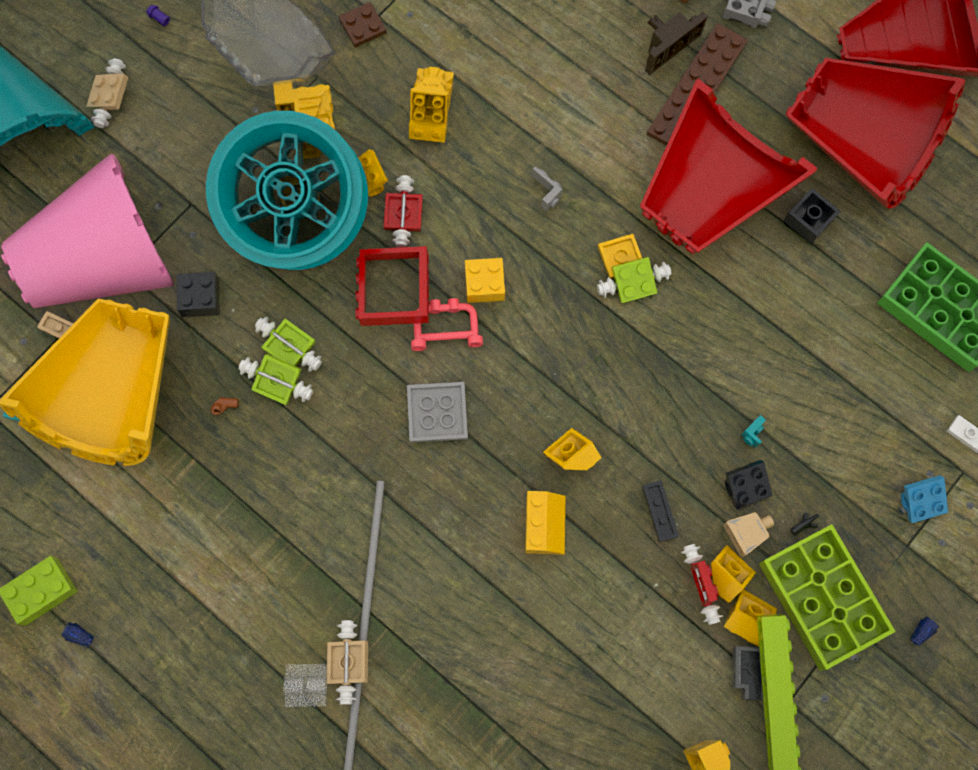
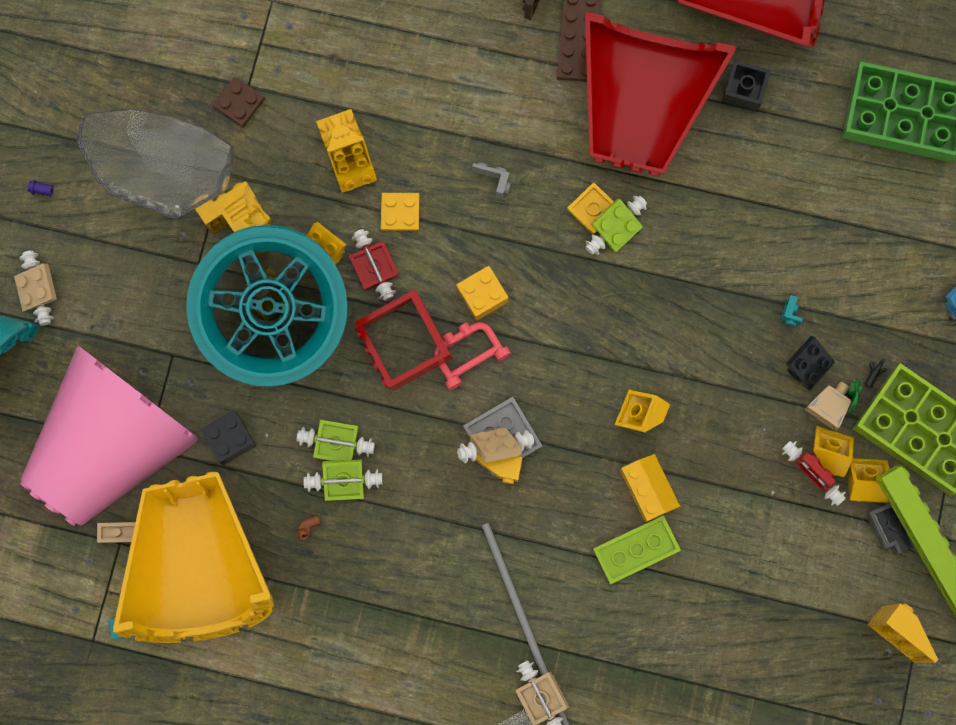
camera: 20 degrees left, 5 degrees up
(422, 435) = (504, 469): none -> yellow slope
(424, 413) = (495, 445): none -> tan plate
(450, 179) = (400, 212): none -> yellow plate
(504, 572) = (636, 549): none -> lime plate
(660, 511) = (744, 425): black plate -> none
(777, 529) = (855, 391): none -> green plate

